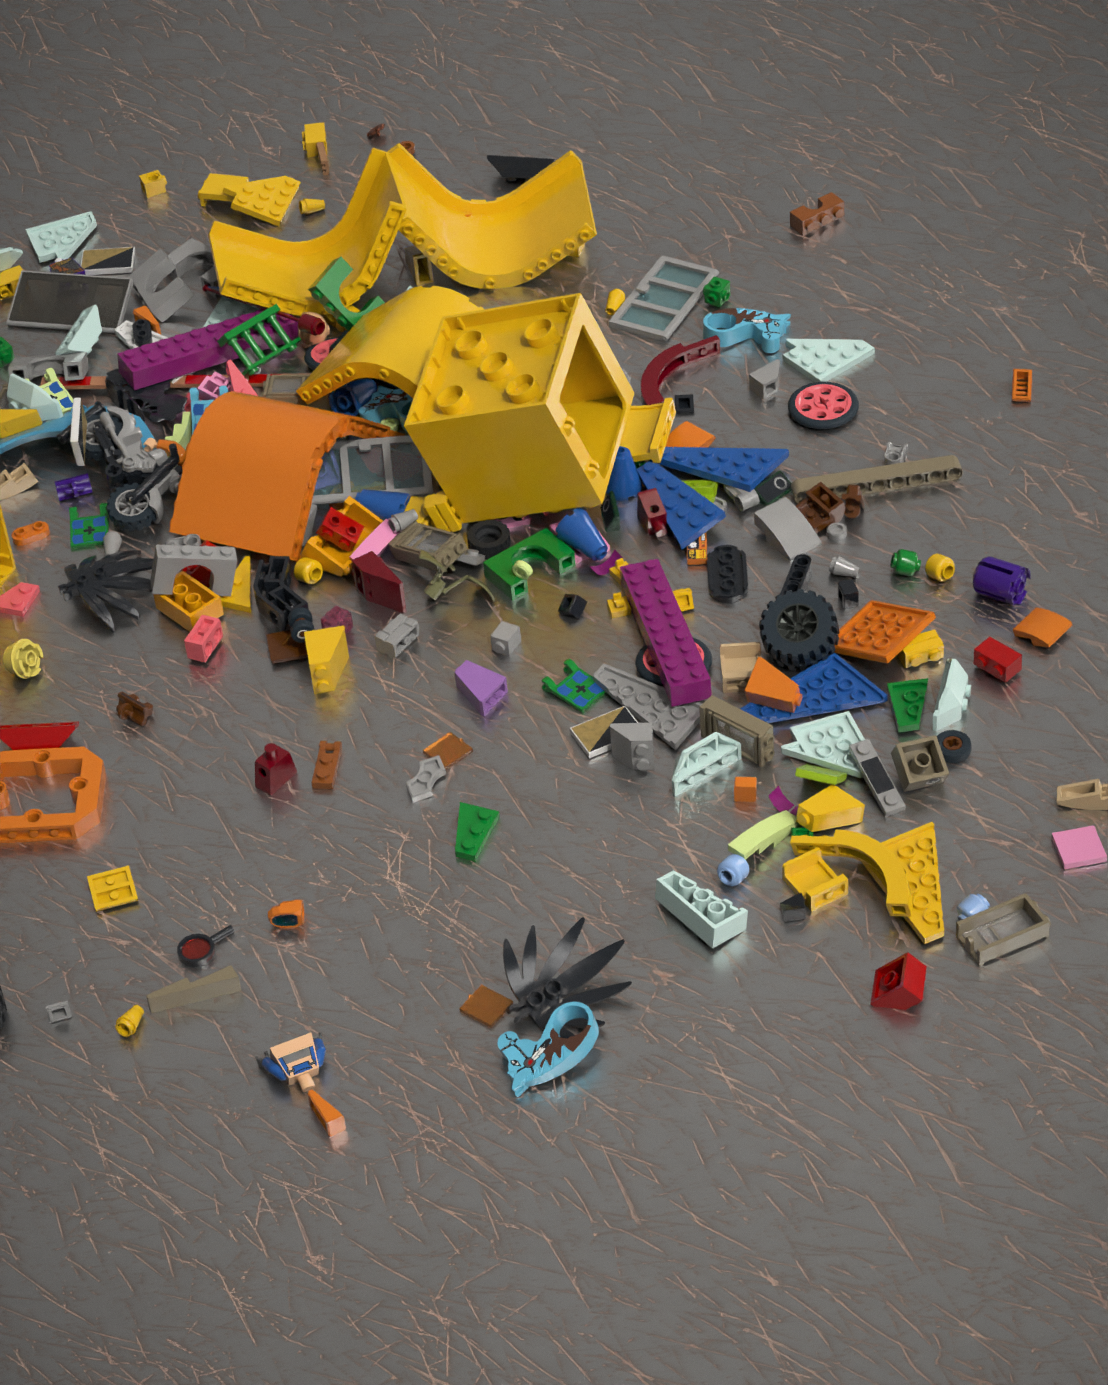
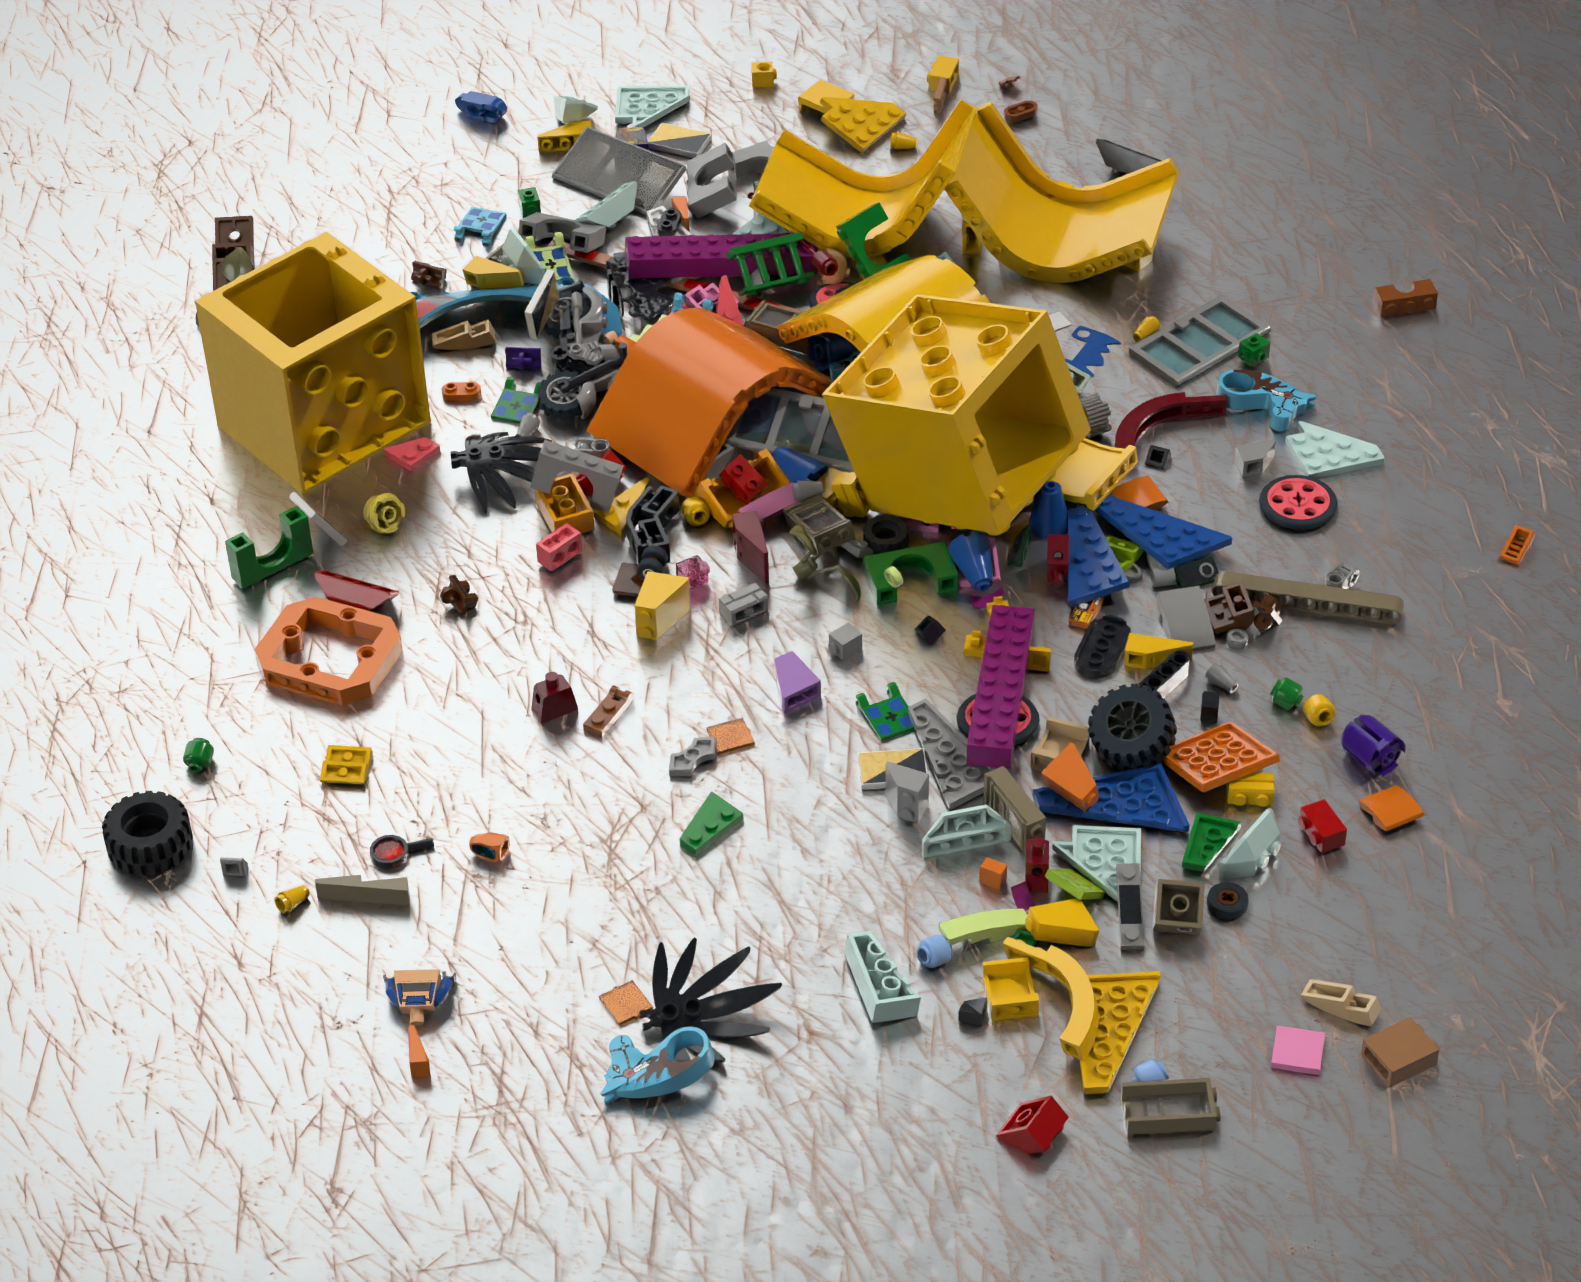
camera: 20 degrees right, 0 degrees up
(772, 564) = (1150, 651): none -> yellow slope
(778, 762) = (1037, 856): none -> dark red torso

